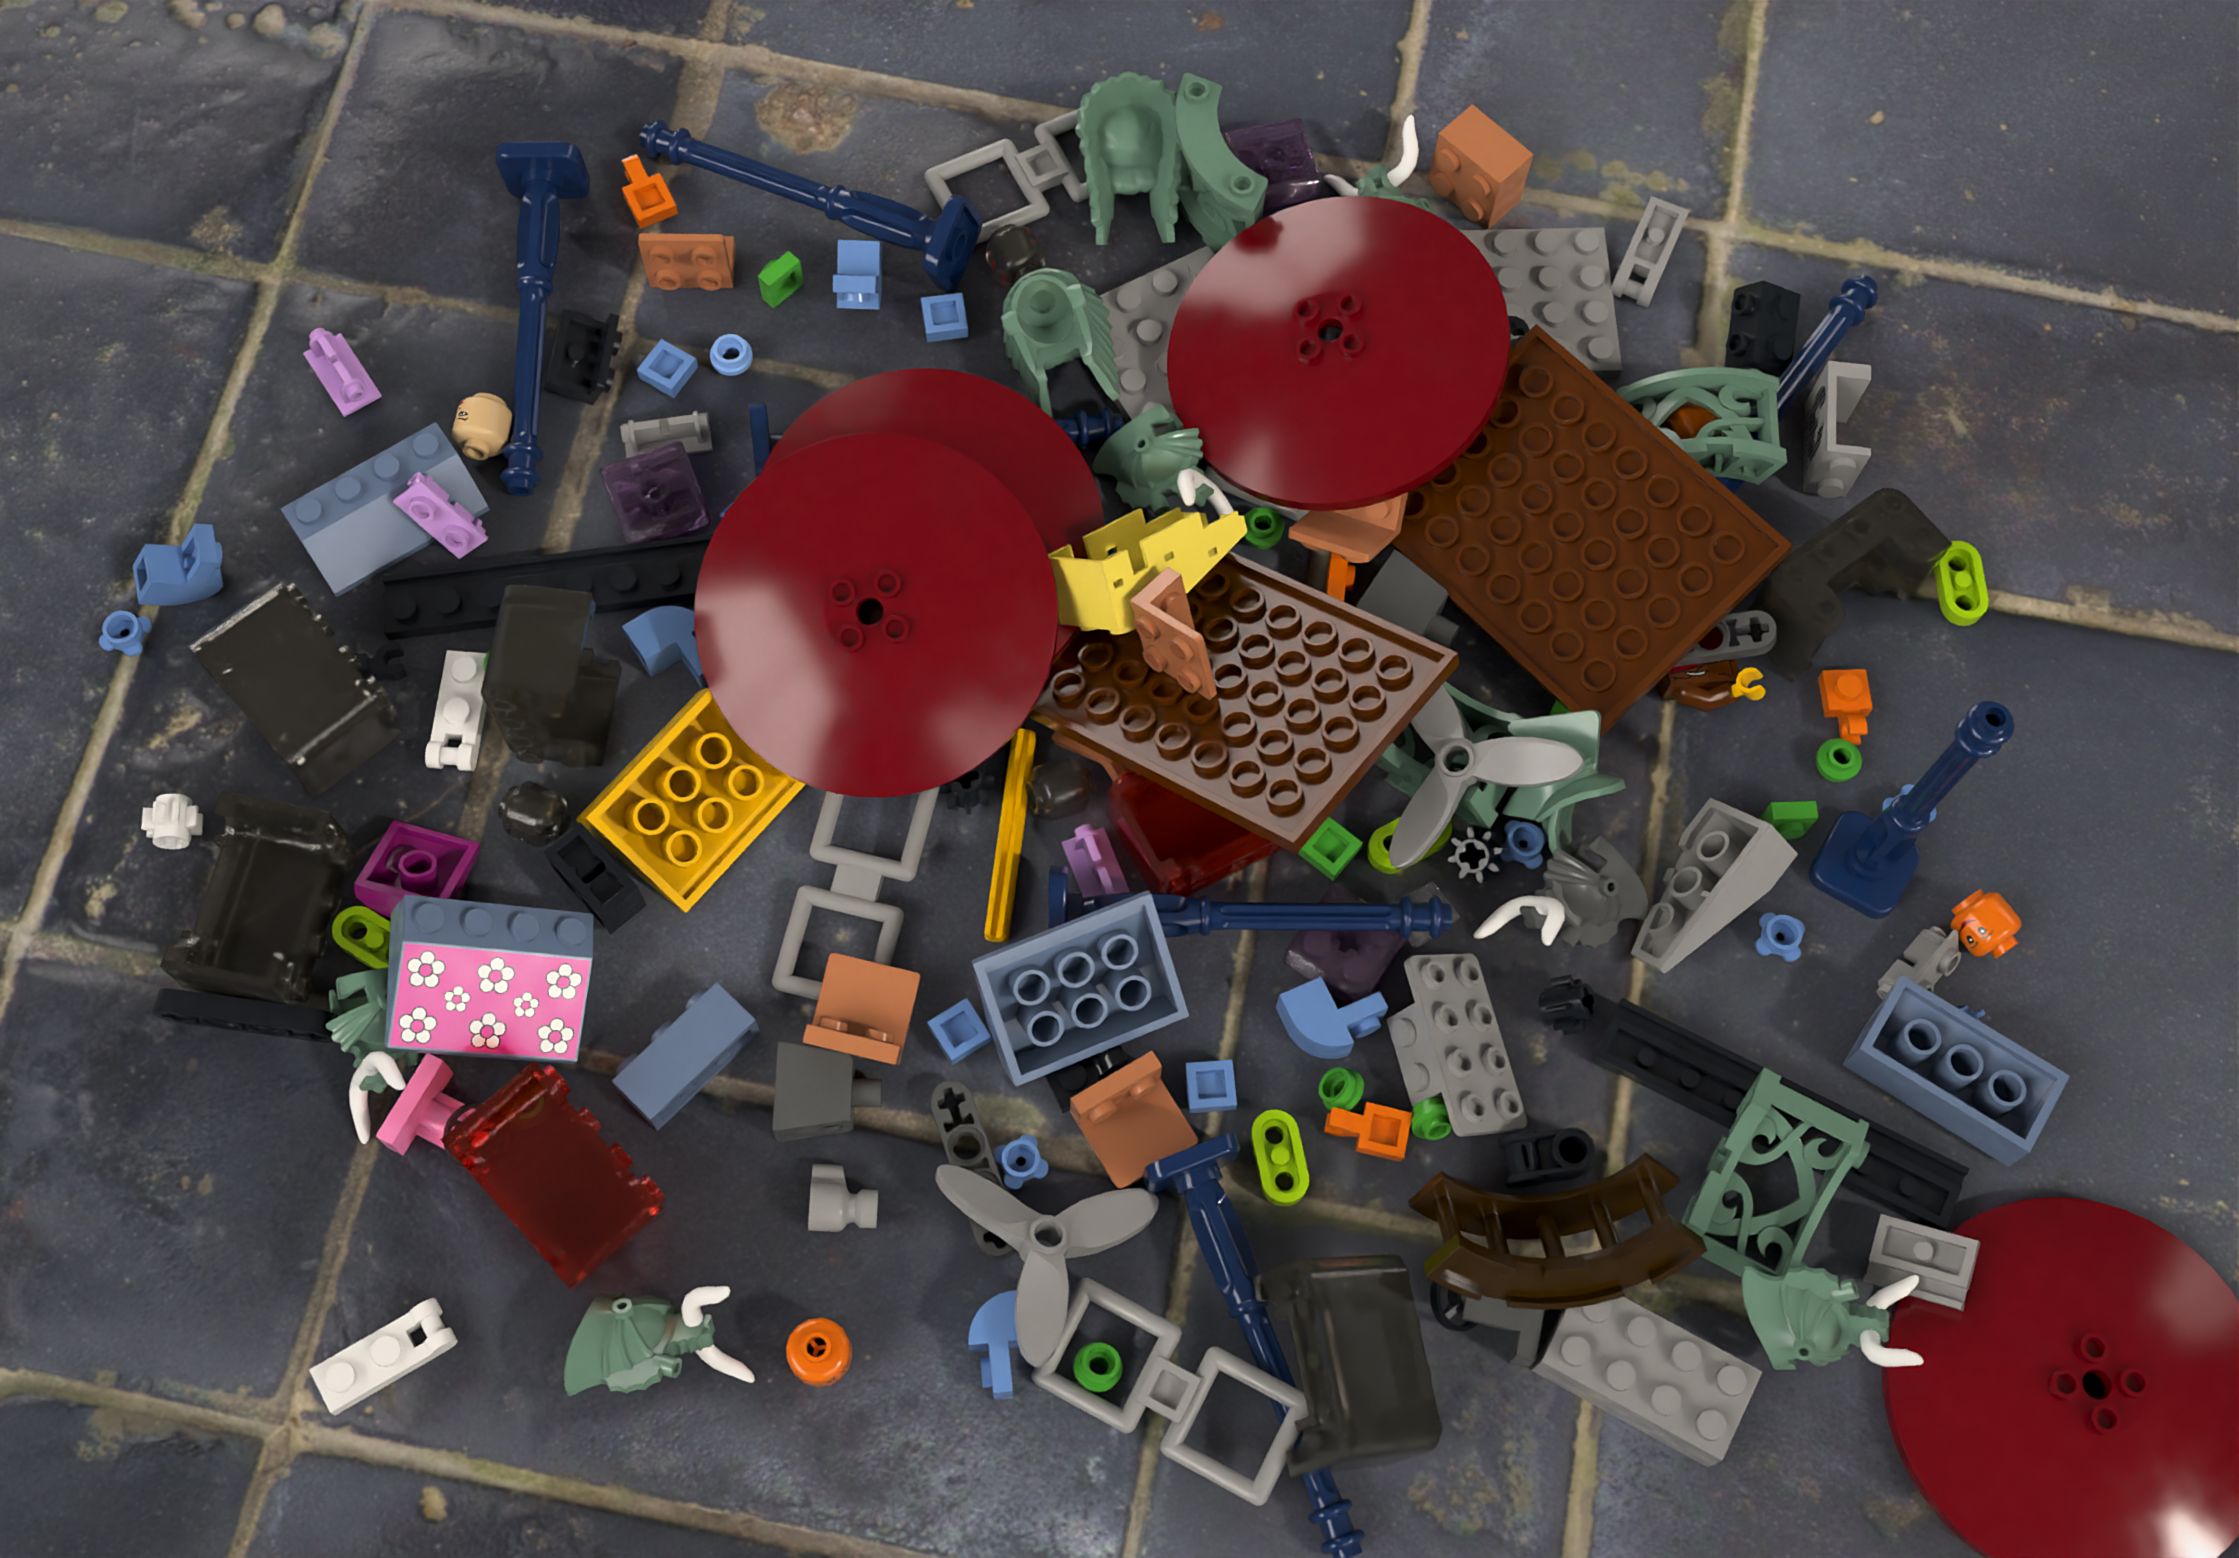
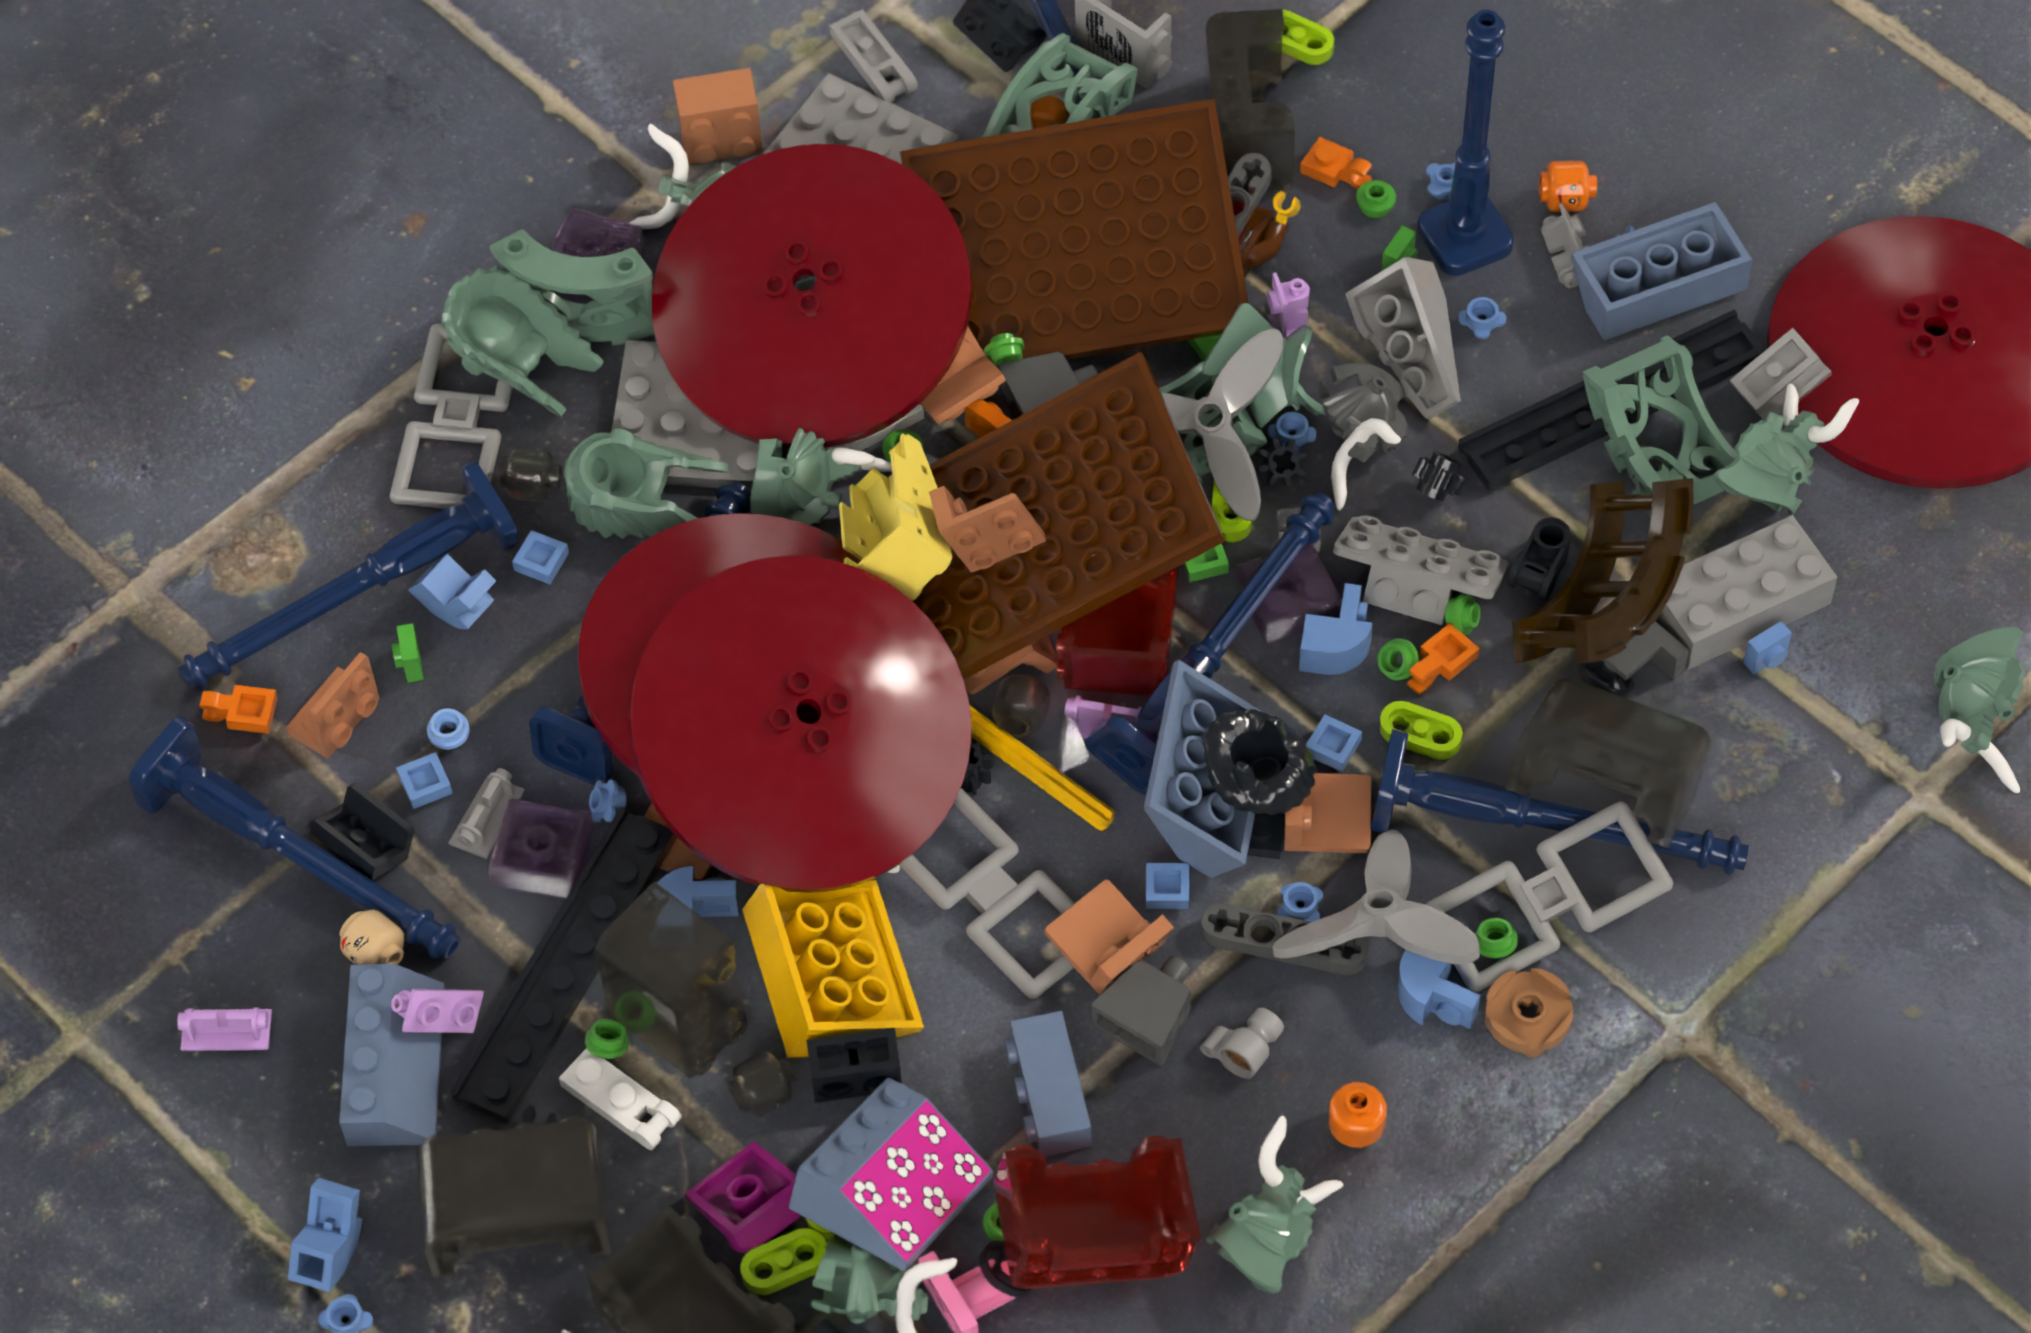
camera: 50 degrees left, 10 degrees down
(1037, 862) = (1071, 746): none -> clear slope
(1063, 1428) = (1530, 1034): none -> medium nougat plate
(1110, 1032) = (1258, 762): none -> black piece
(1410, 543) = (1004, 349): none -> bright green plate
(1601, 1438) = (1768, 648): none -> medium blue plate
(1642, 757) = (1288, 305): none -> lavender hinge

